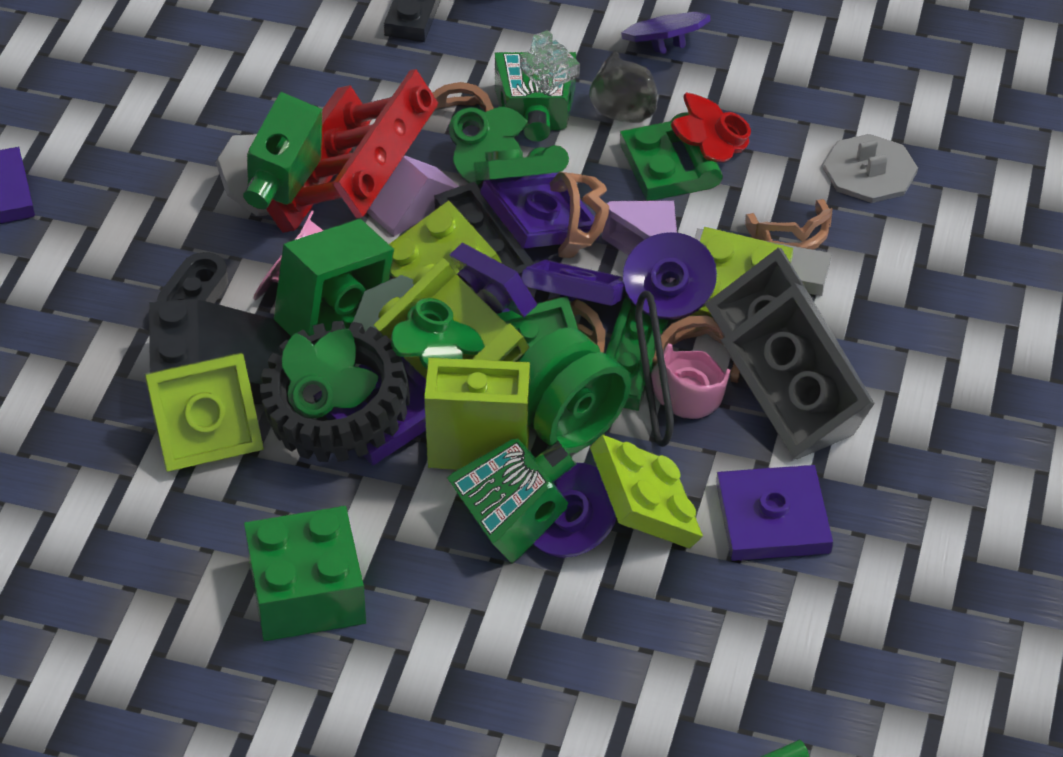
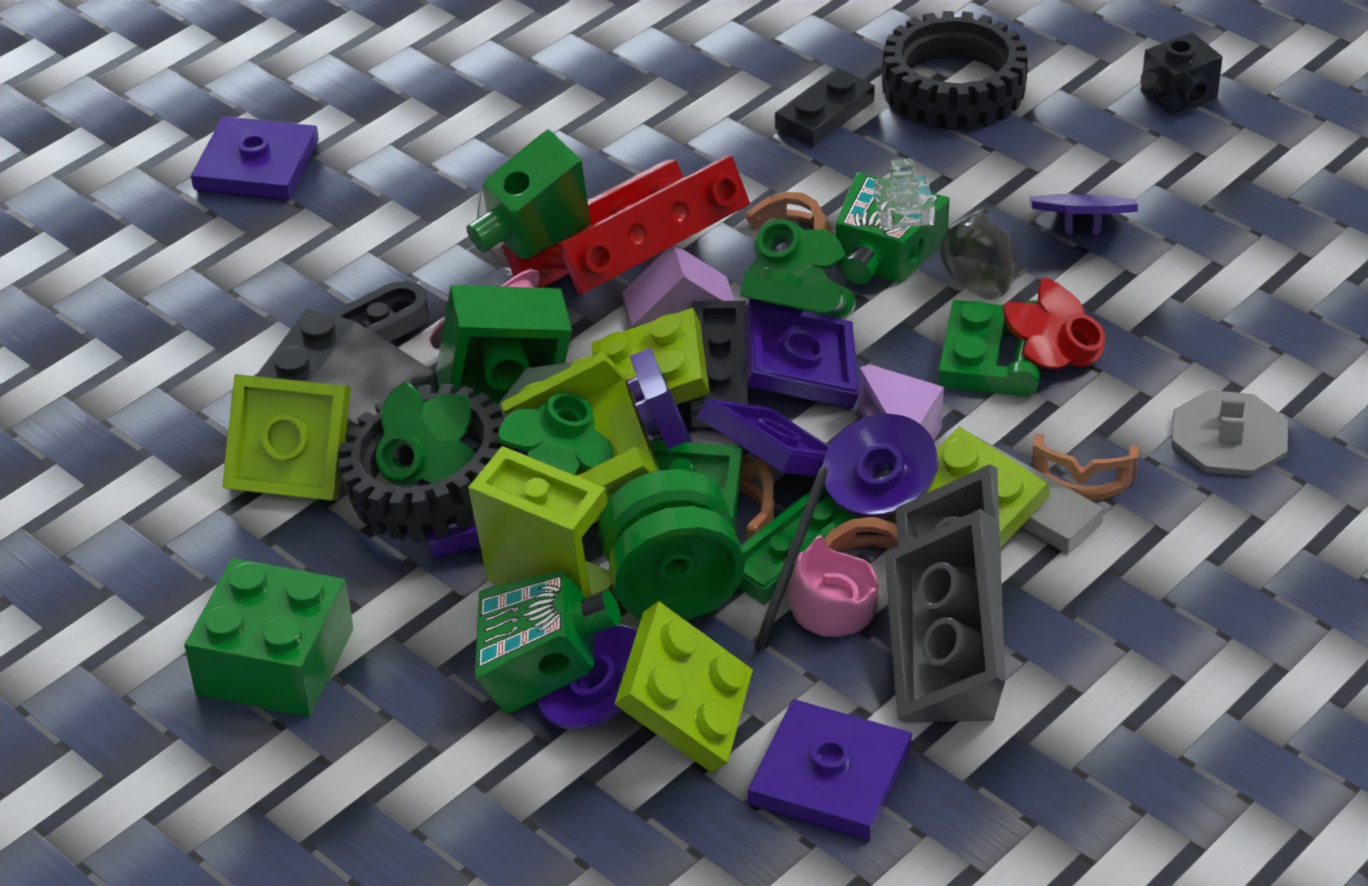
camera: 30 degrees right, 5 degrees down
(575, 237) = (813, 395): nougat helmet -> none

